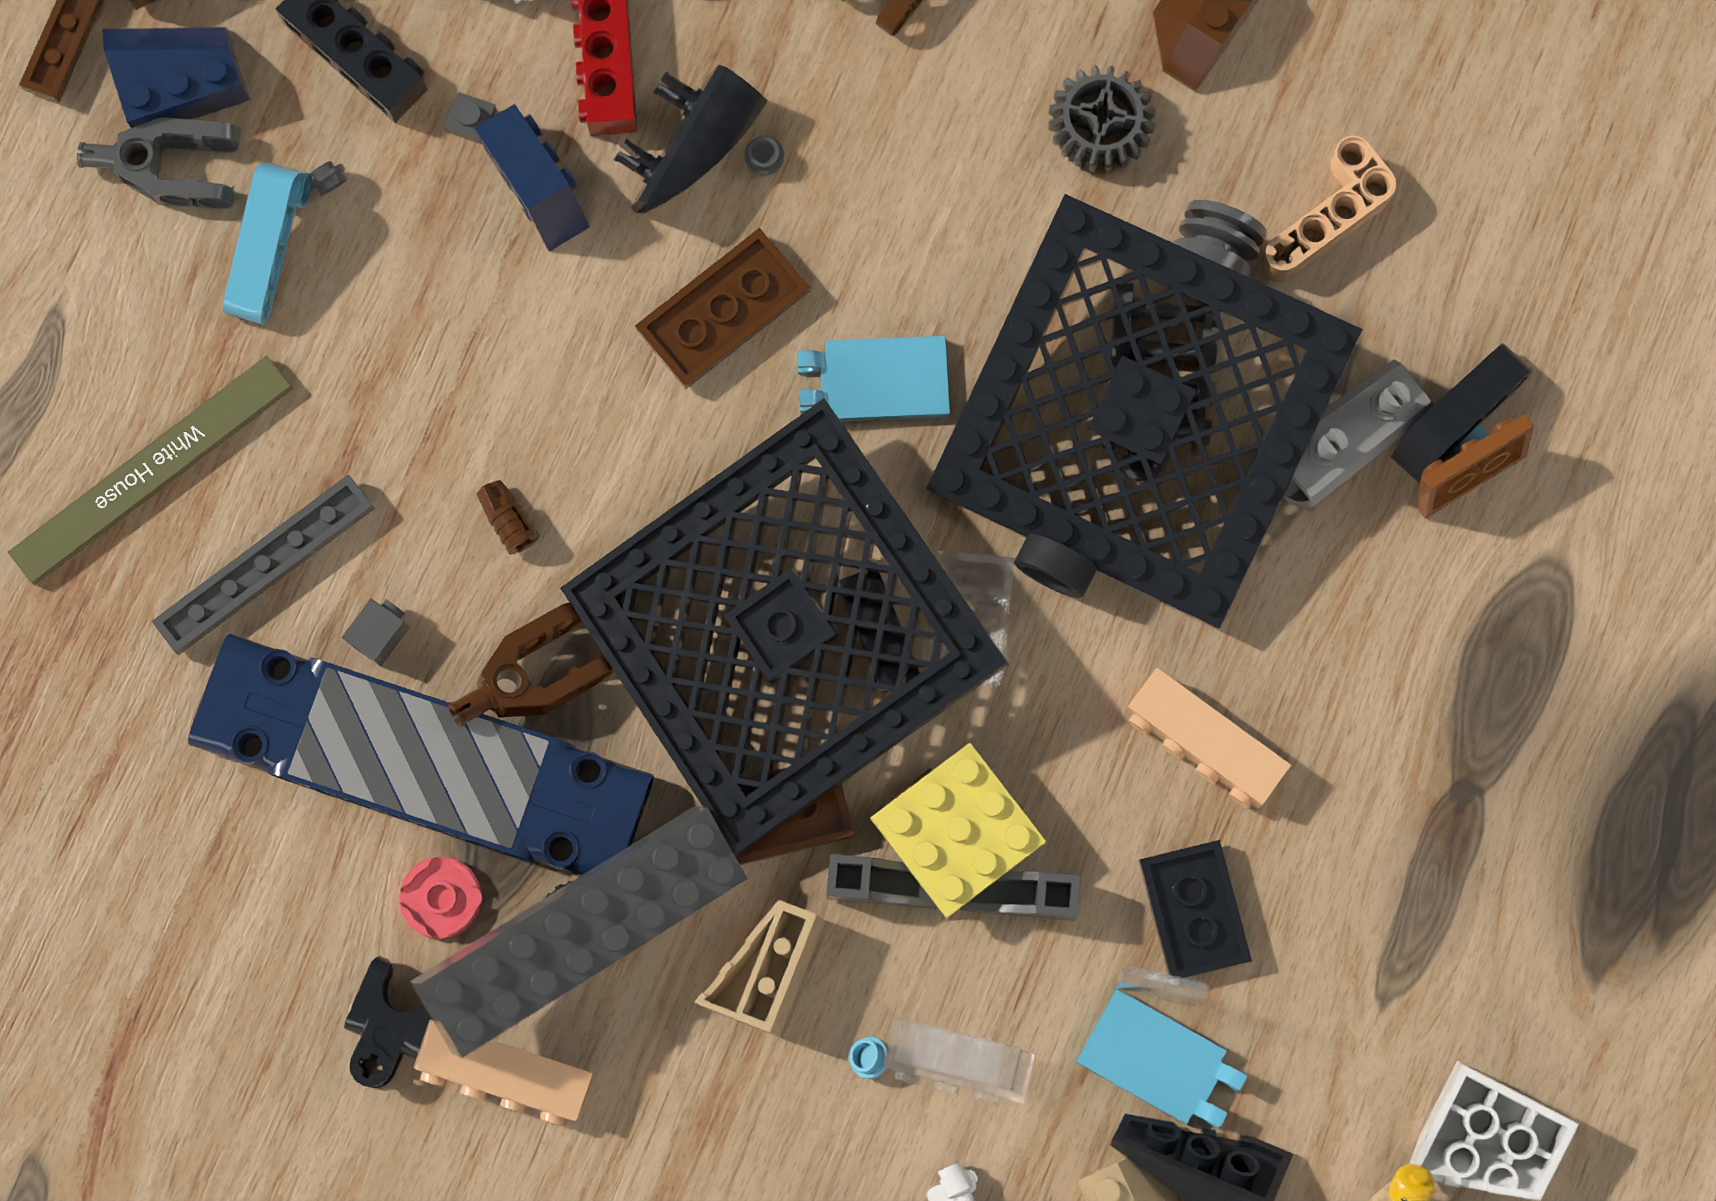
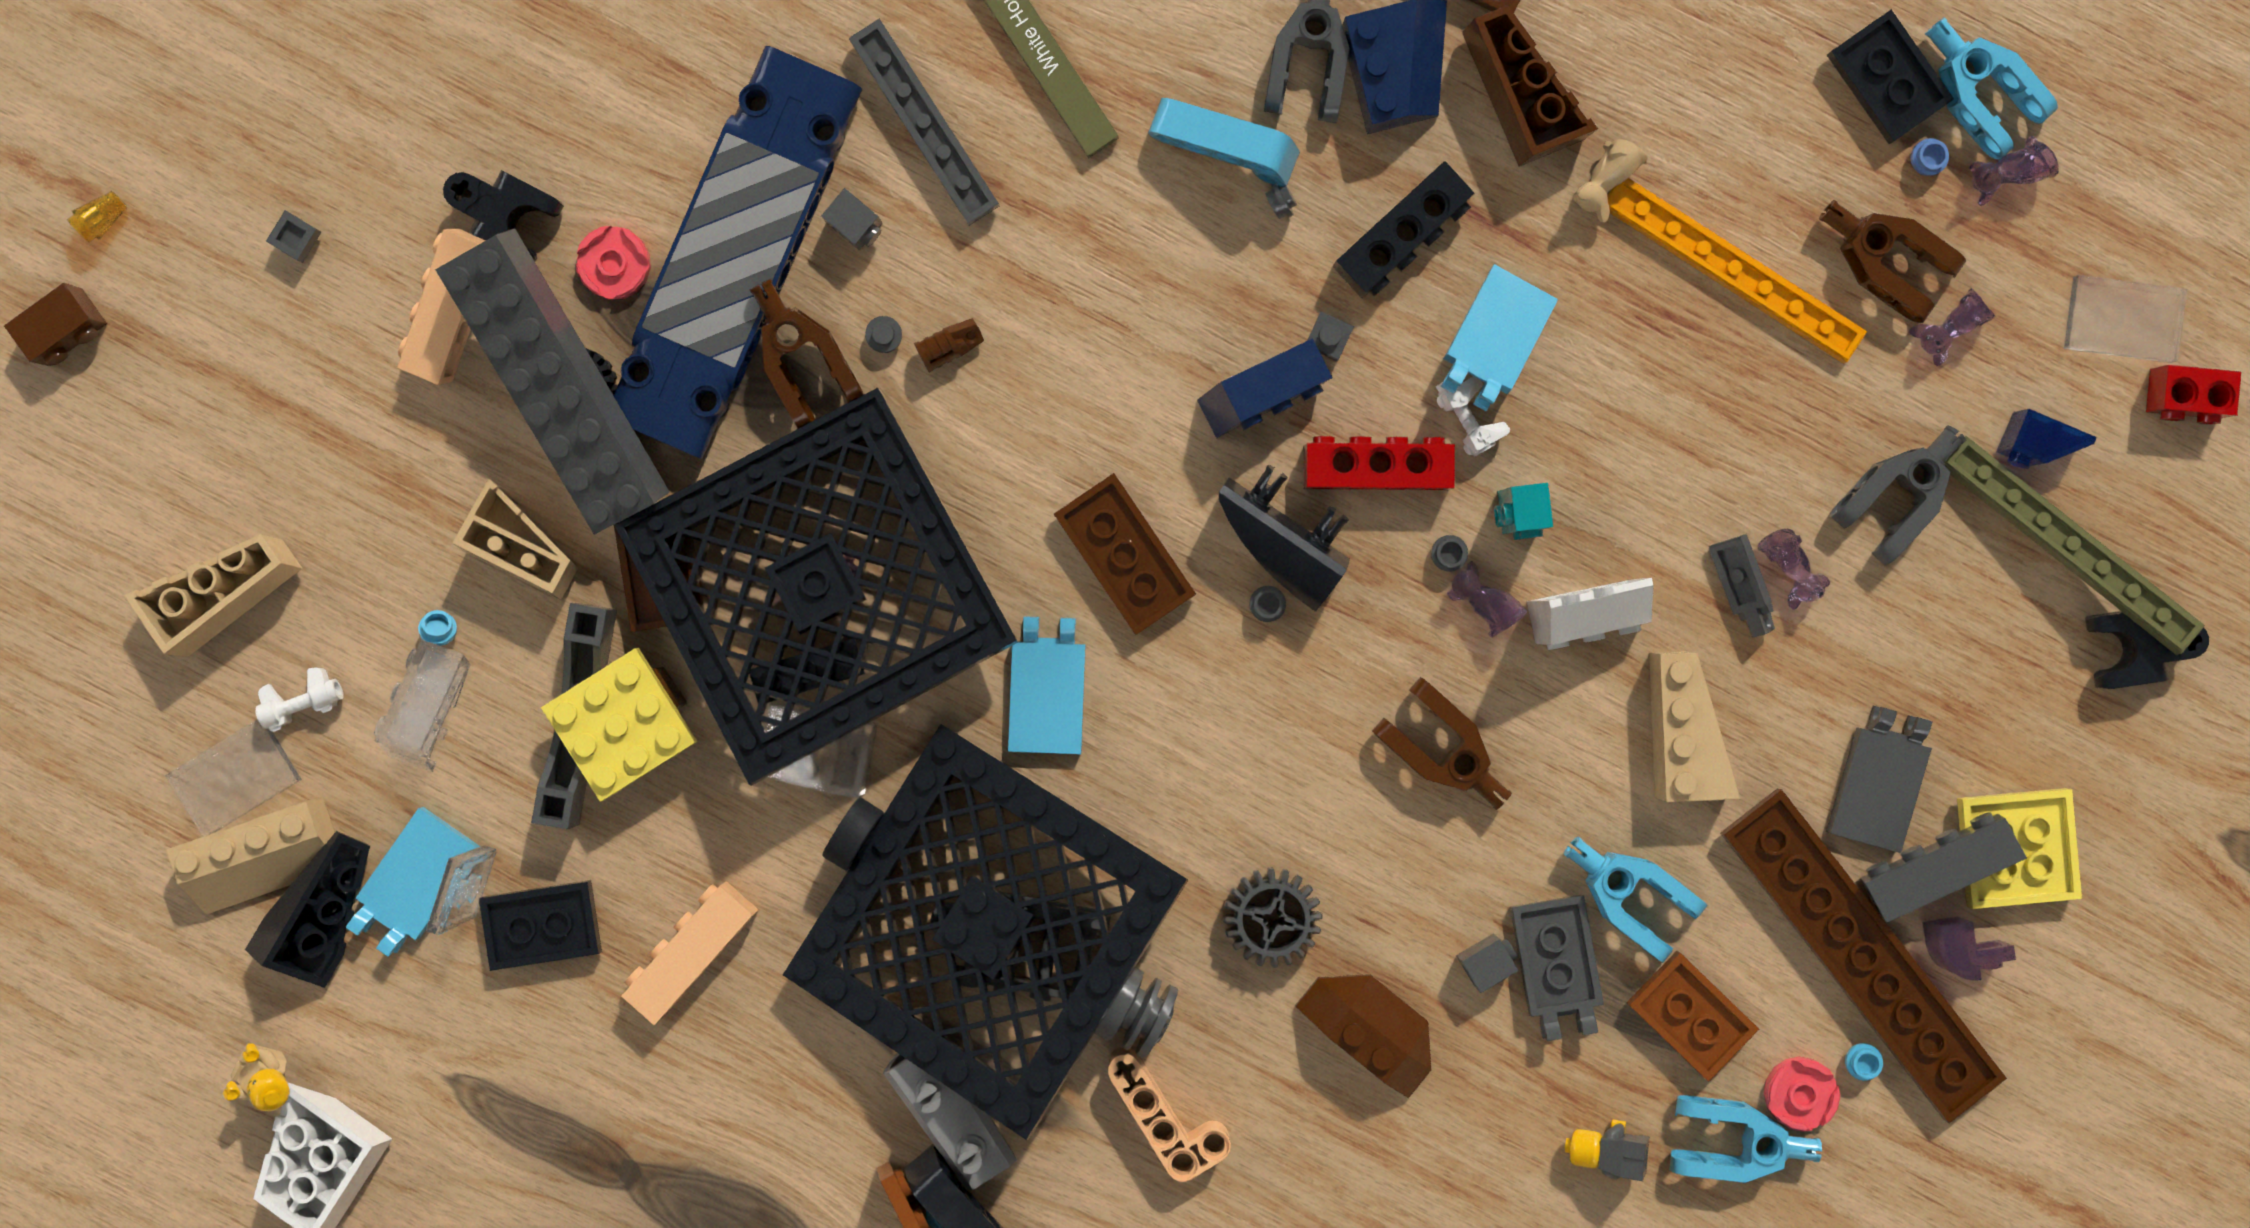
camera: 90 degrees right, 10 degrees up
(500, 589) = (883, 334): none -> dark grey plate

